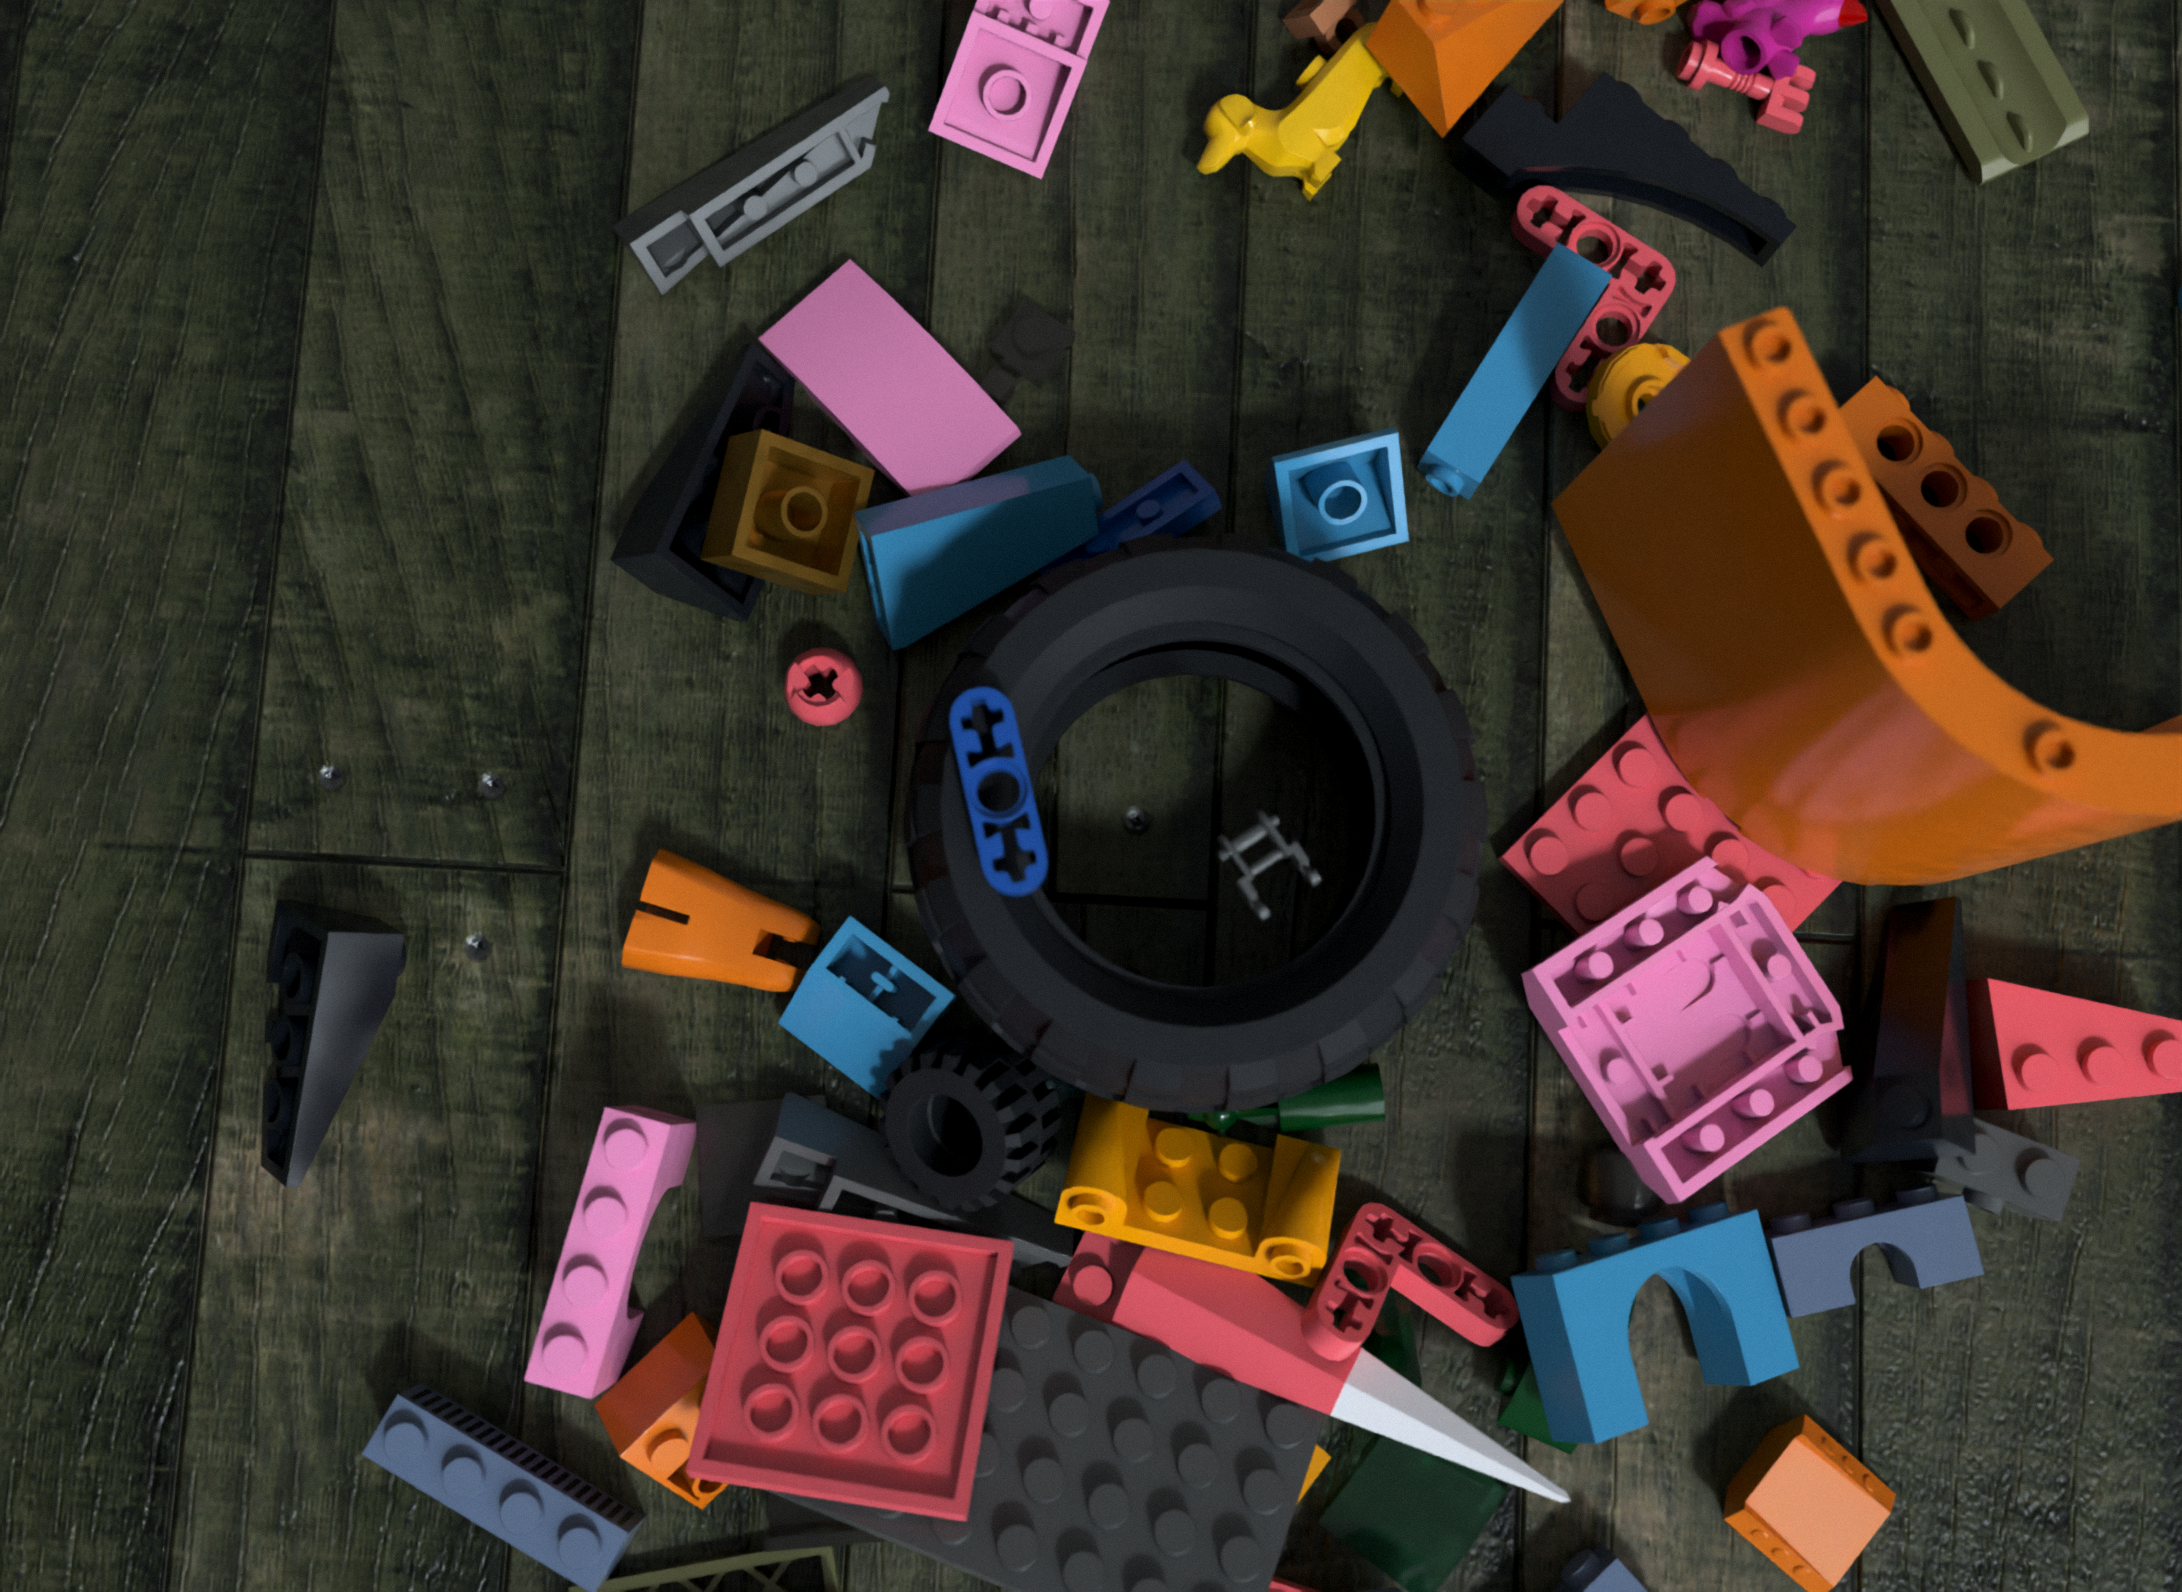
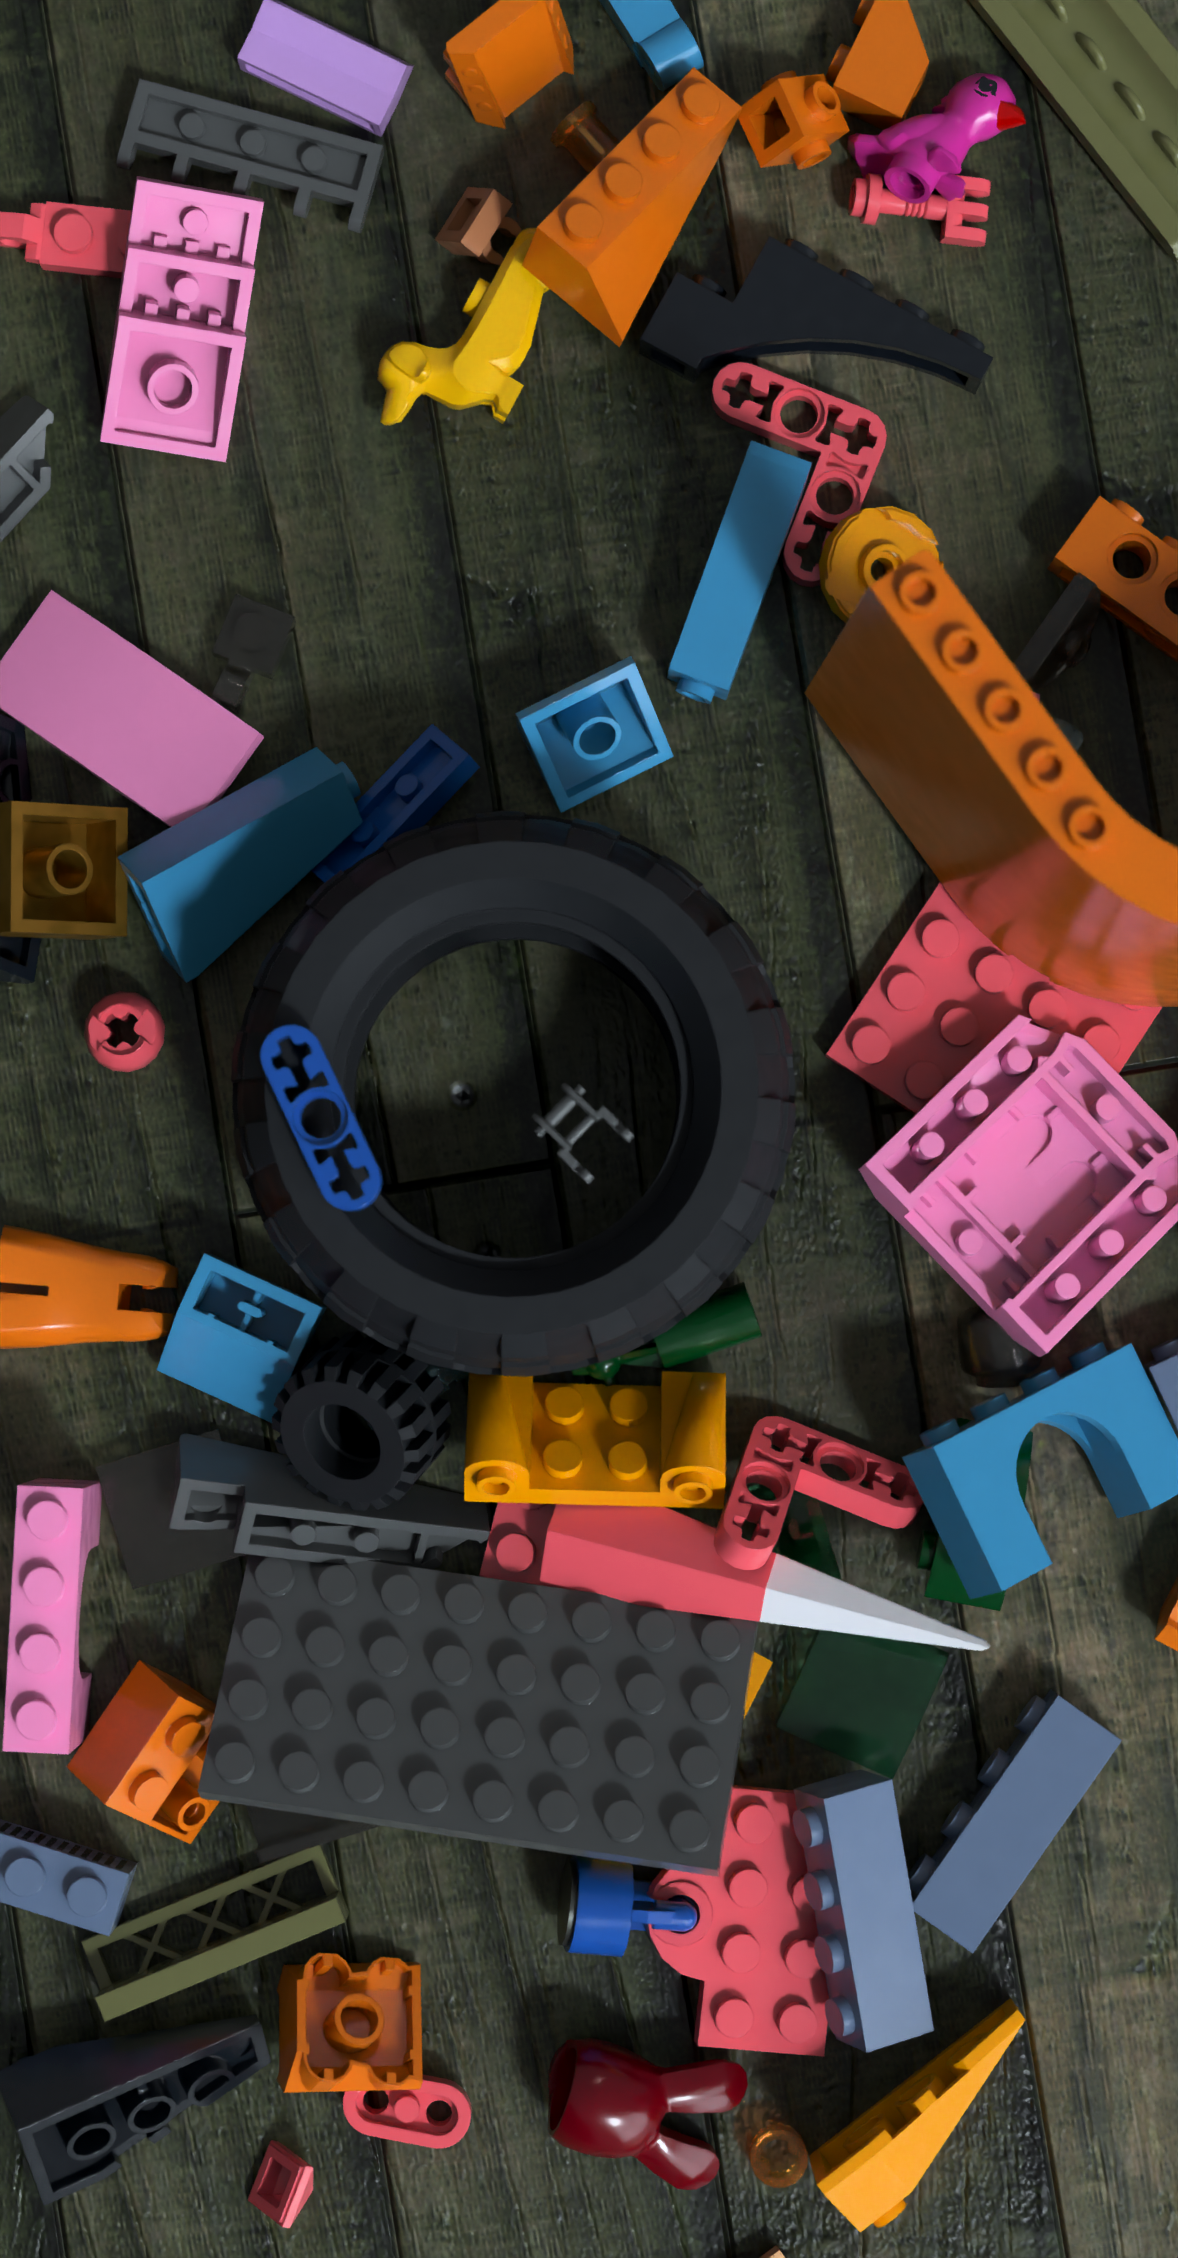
camera: 15 degrees left, 5 degrees up
(854, 1361) = (304, 1666): coral plate -> none

